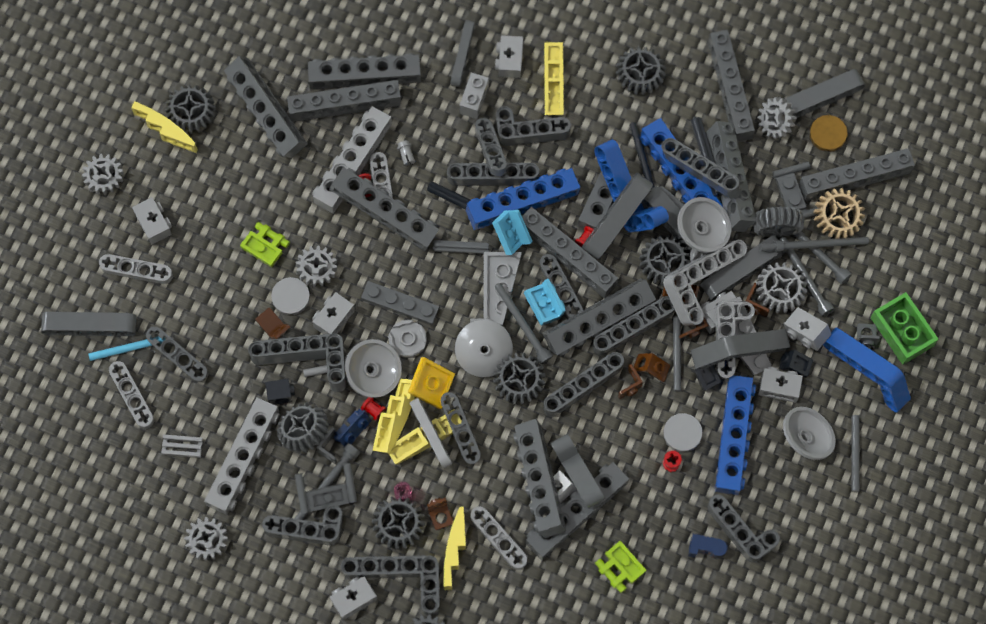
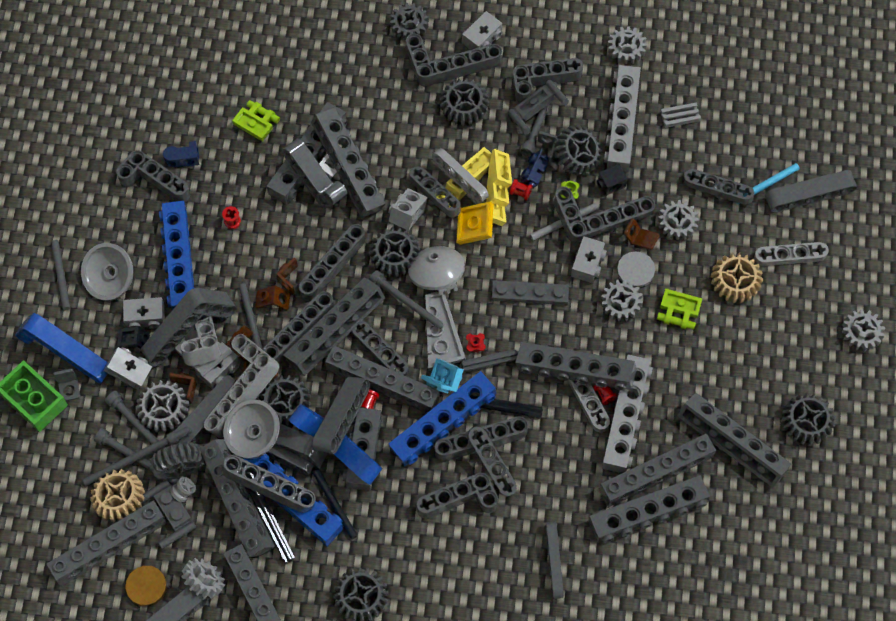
camera: 165 degrees right, 5 degrees down
(130, 395) = (742, 146): light grey beam -> none
(155, 230) = (804, 301): light grey brick -> none
(168, 130) = (833, 395): light yellow slope -> none
(202, 243) = (751, 276): none -> tan gear
(232, 323) = (669, 221): none -> light grey gear
(319, 396) = (571, 185): none -> lime plate
(384, 364) = (529, 211): light grey dish -> none
(399, 487) = (464, 126): clear pink bush -> none
(406, 153) = (576, 438): light grey pin -> none
(407, 338) = (511, 262): light grey tile -> none
(439, 506) = (432, 123): reddish brown bracket -> none
(455, 542) = (407, 96): light yellow slope -> none
(468, 272) = (471, 347): none -> red plate
(474, 95) = (527, 514): light grey brick -> none
(491, 411) = (407, 209): none -> light grey brick
(498, 538) = (372, 115): light grey beam -> none
(511, 66) = (503, 581): light grey brick -> none
(545, 302) = (391, 326): medium azure bracket -> none
(553, 78) = (450, 561): light yellow slope -> none
(682, 432) = (228, 248): light grey tile -> none
(776, 199) = (183, 489): none -> light grey wheel

